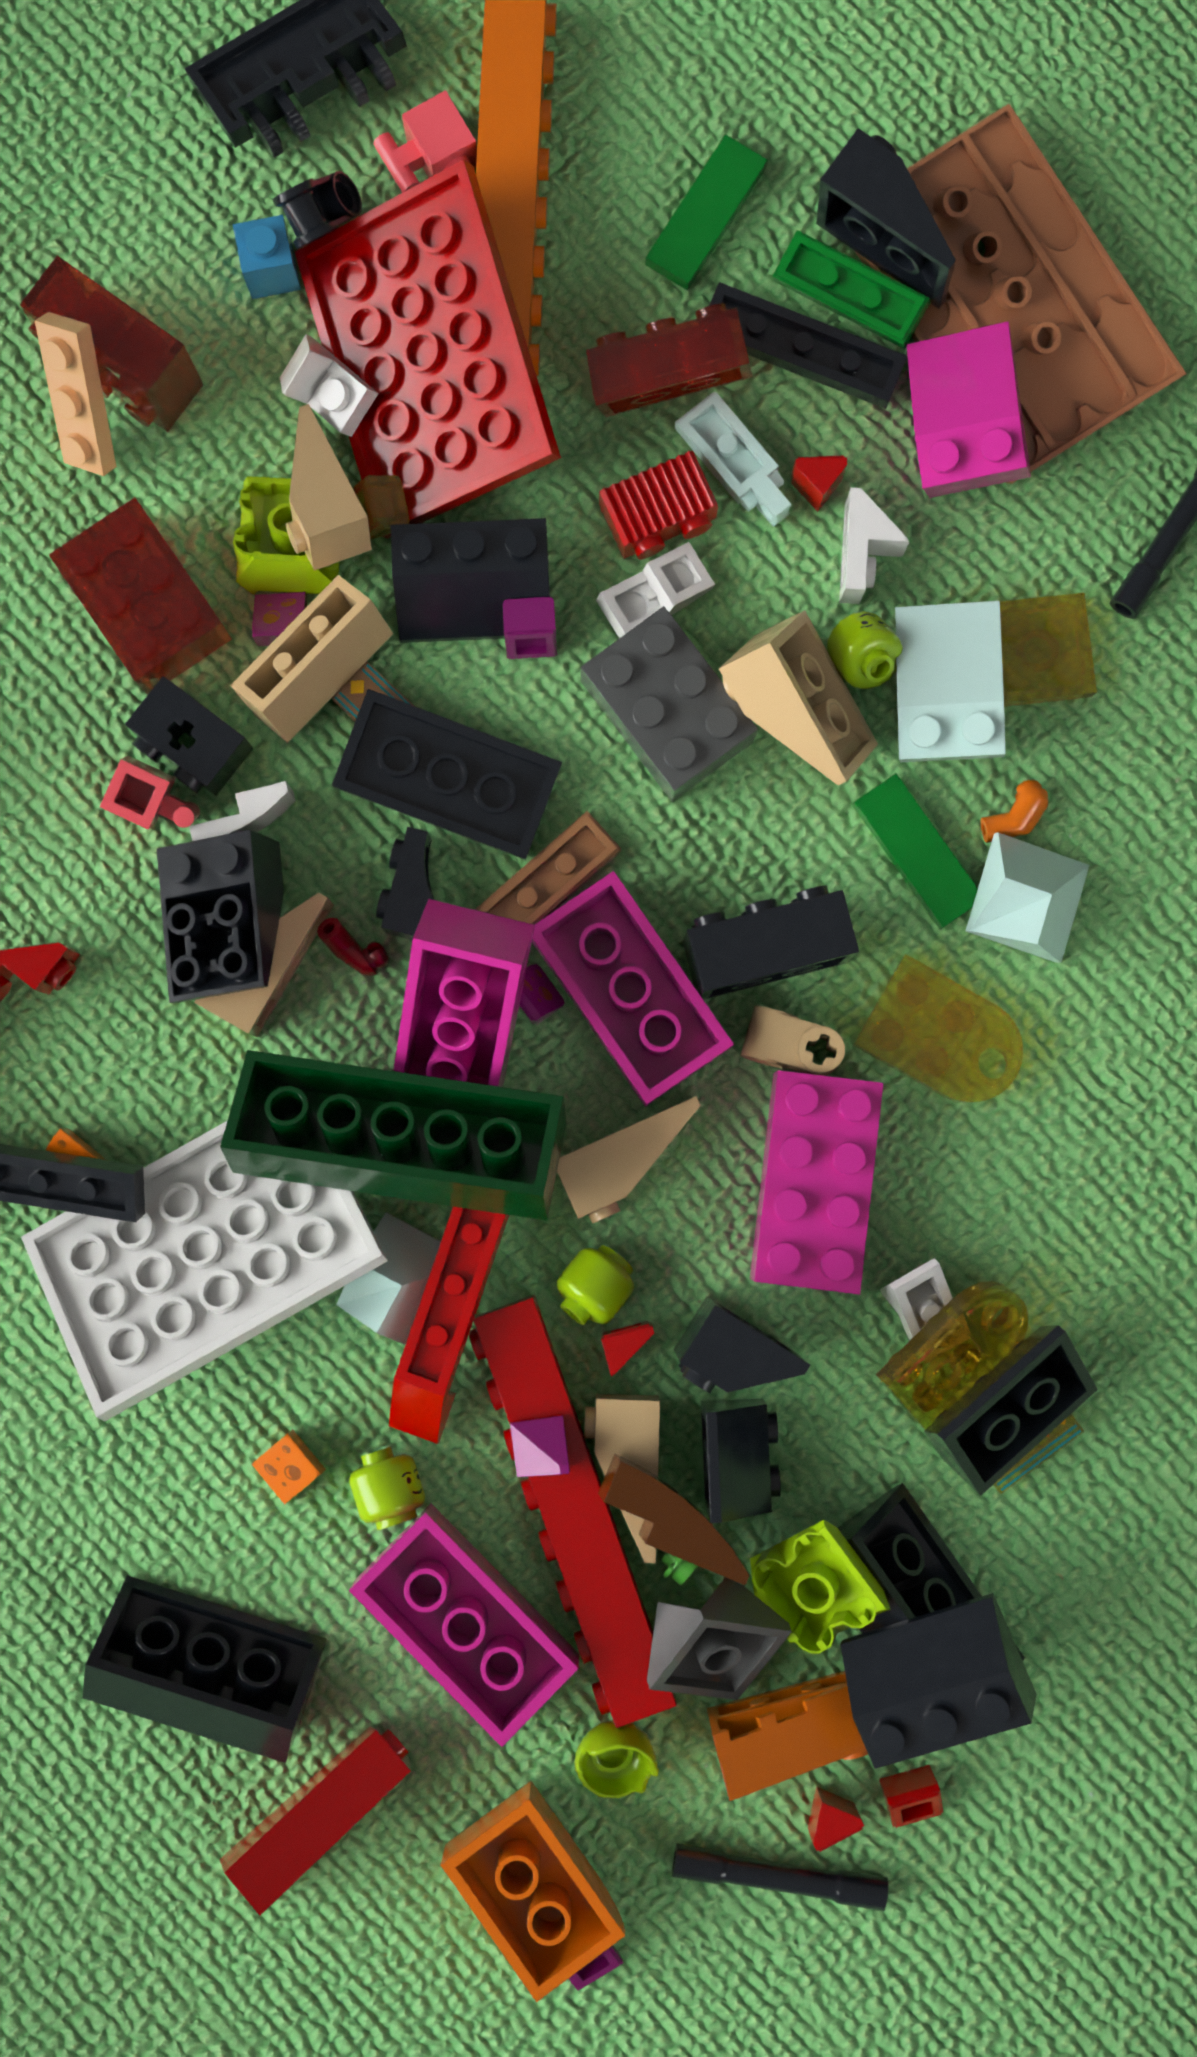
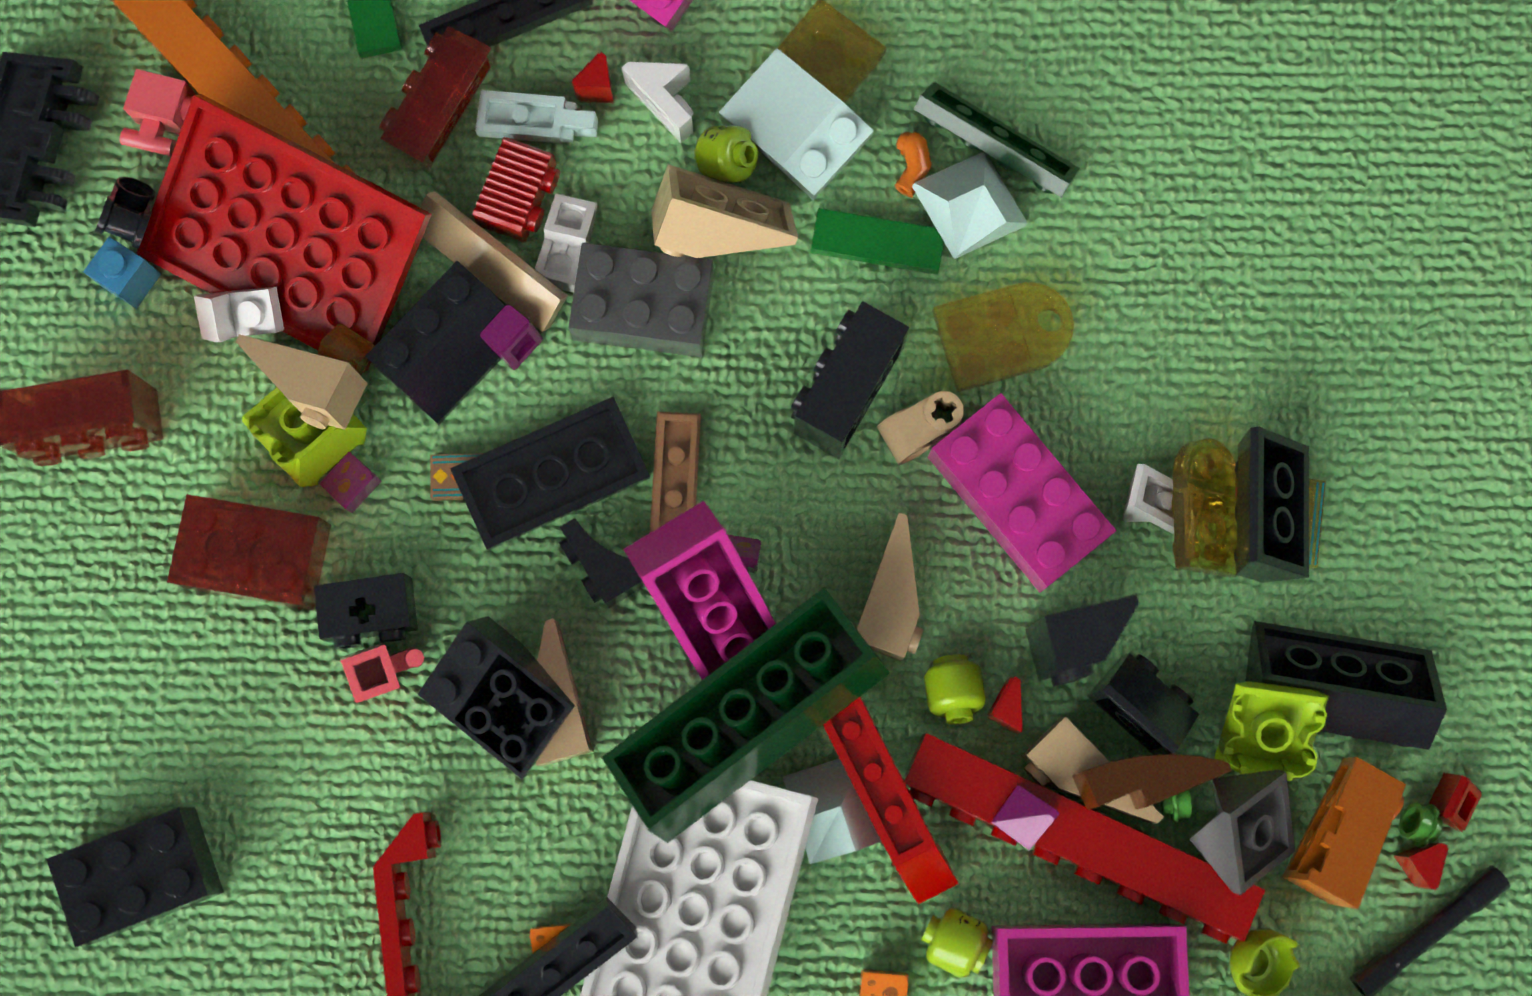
camera: 45 degrees left, 5 degrees down
(76, 393) = (86, 466): light nougat plate -> none
(256, 809) = (454, 609): white slope -> none
(312, 658) = (397, 484): tan brick -> none
(348, 950) = (597, 640): dark red arm -> none
(576, 547) = (492, 262): none -> tan tile
(630, 988) = (795, 489): dark pink brick -> none
(863, 1786) = (1421, 824): none -> bright green plate
(936, 1681) = (1400, 710): black slope -> none
(1108, 865) = (986, 133): none -> dark green plate

